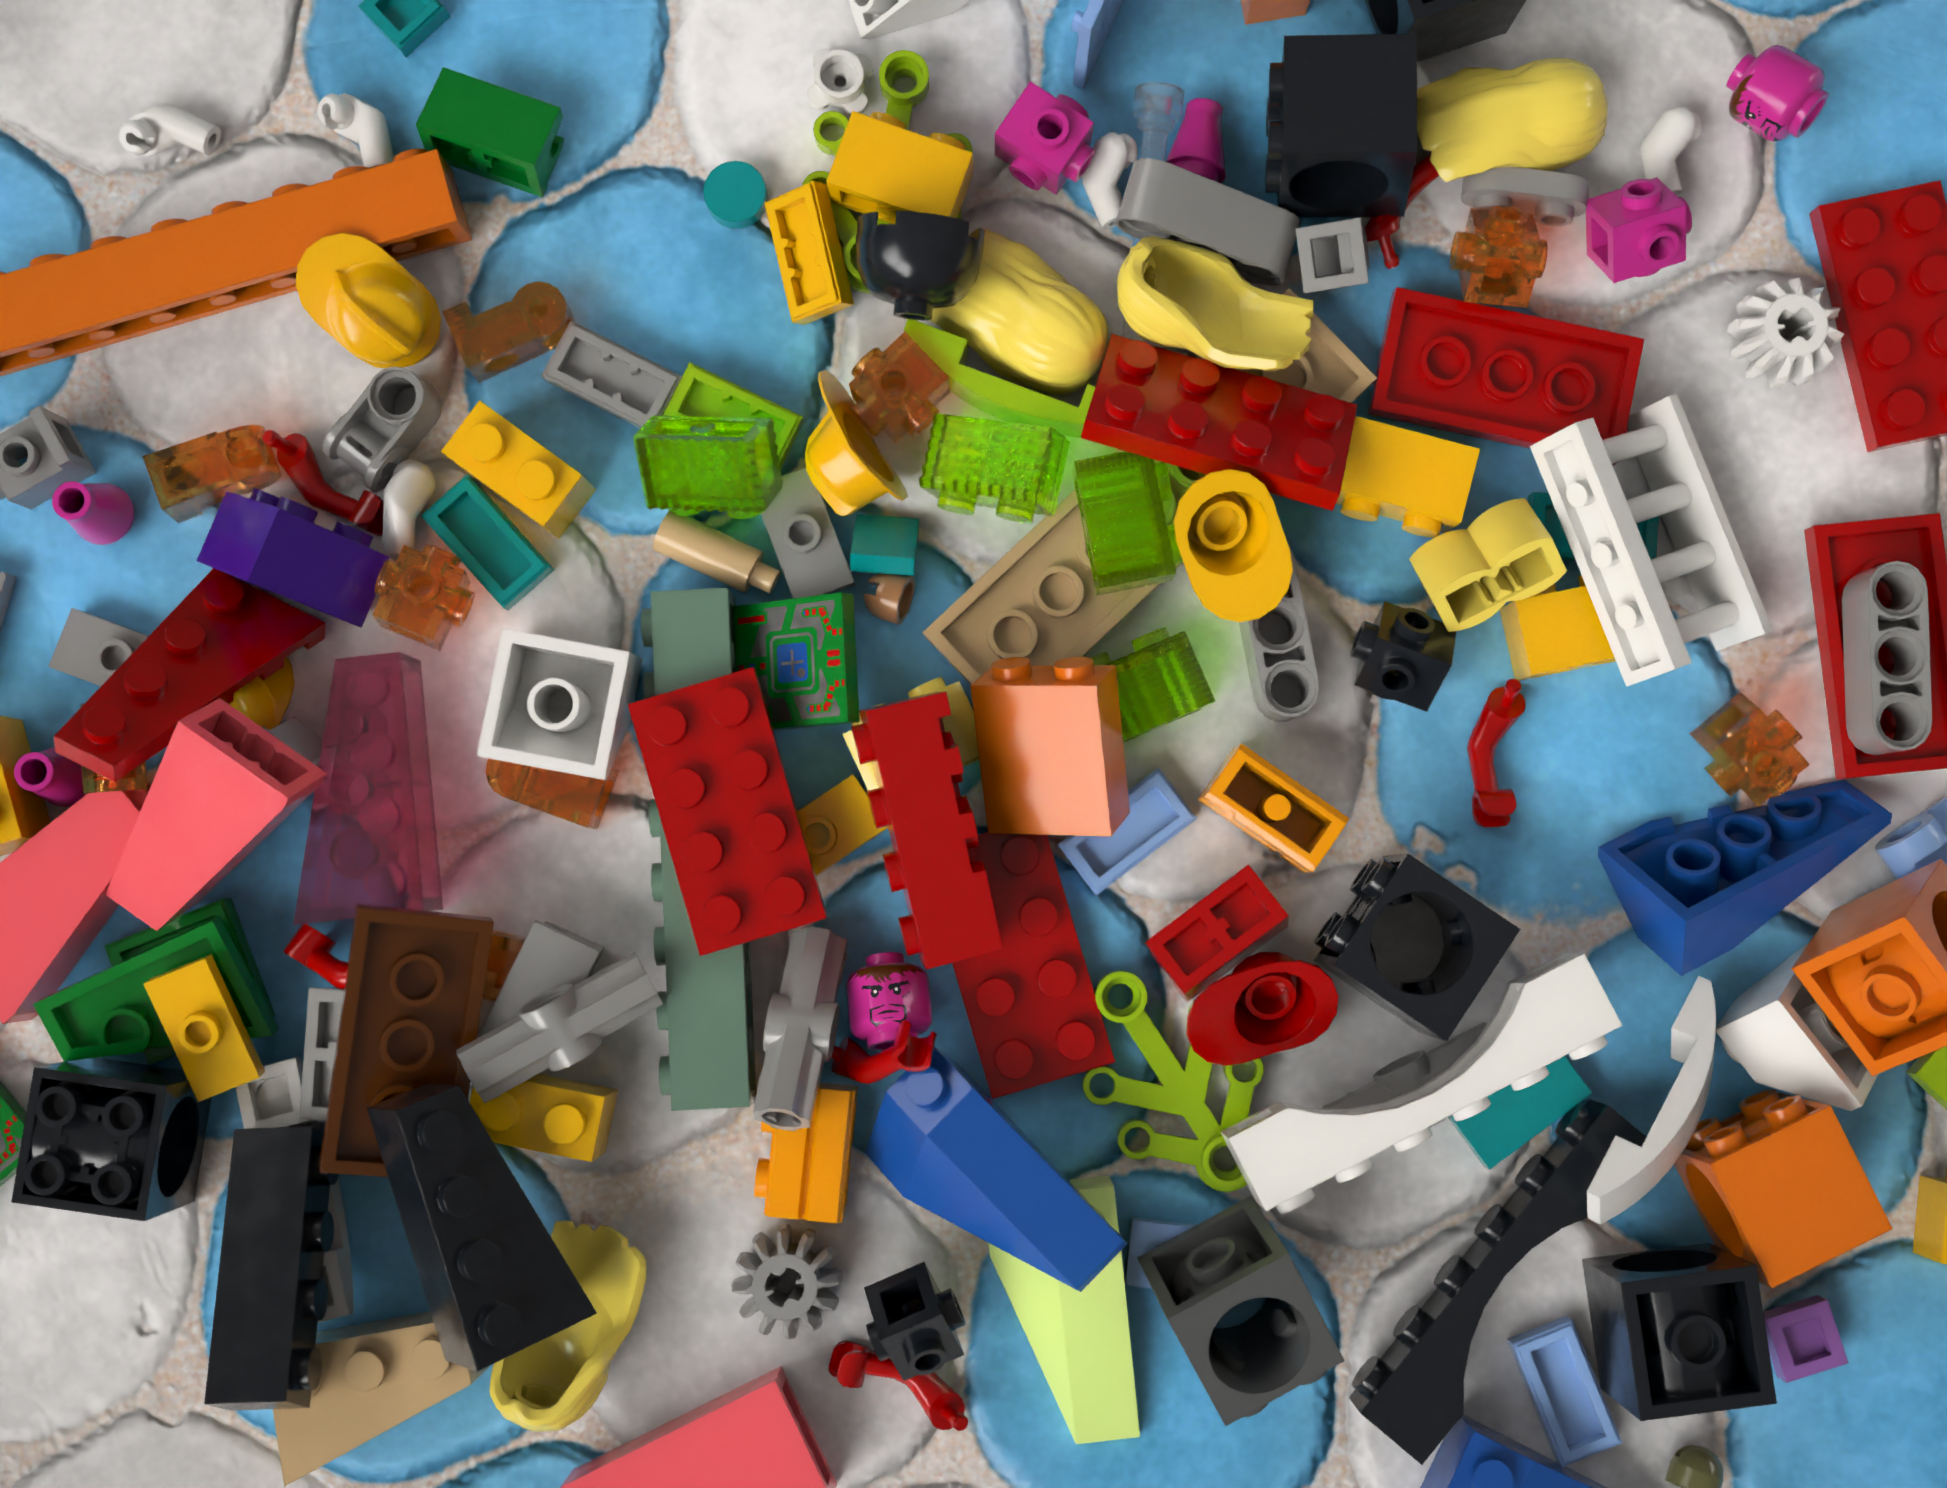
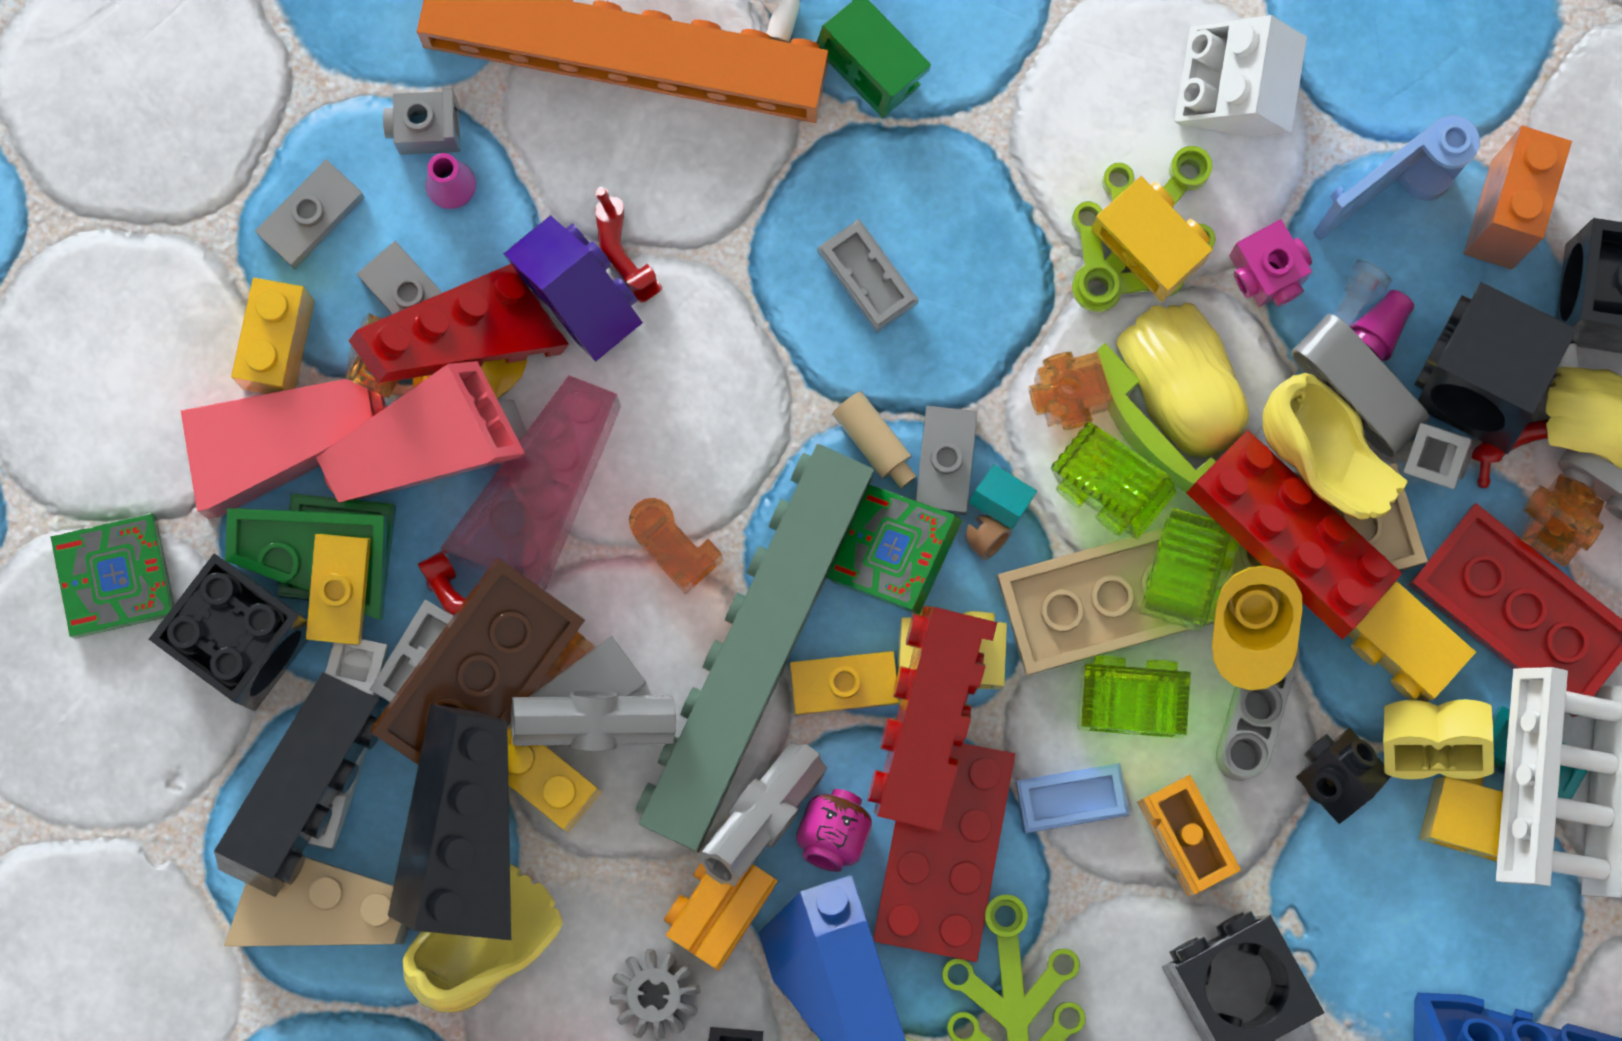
camera: 25 degrees right, 5 degrees down
(50, 777) = (330, 364): dark pink cone -> none
(206, 467) = (547, 191): clear orange leg -> none
(367, 301) = (721, 132): yellow piece -> none
(379, 429) = (681, 226): light grey piece -> none
(403, 502) = (673, 285): white arm -> none
(428, 616) = (641, 375): clear orange brick -> none
(487, 542) = (715, 346): teal tile -> none
(510, 331) = (812, 205): clear orange leg -> none
(519, 469) = (766, 307): yellow brick -> none
(558, 704) = (710, 489): white slope -> none
(708, 464) = (906, 374): clear neon green brick -> none
(709, 395) = (939, 349): lime plate -> none
(727, 811) = (791, 629): red plate -> none
(735, 194) = (1024, 188): teal tile -> none
(809, 253) = (1056, 258): yellow plate -> none
(840, 63) = (1143, 131): white plate -> none
(845, 457) = (1006, 419): yellow piece -> none
(907, 1053) = (831, 870): red piece -> none
(918, 261) = (1133, 307): black cylinder -> none
(1051, 747) = (1049, 705): orange brick -> none
(1100, 180) = (1297, 313): white arm -> none
(1218, 933) = (1101, 907): red hinge -> none
(1261, 1009) = (1104, 978): red piece -> none
(1503, 707) = (1393, 856): red piece -> none
(1750, 750) = (1566, 979): clear orange brick -> none

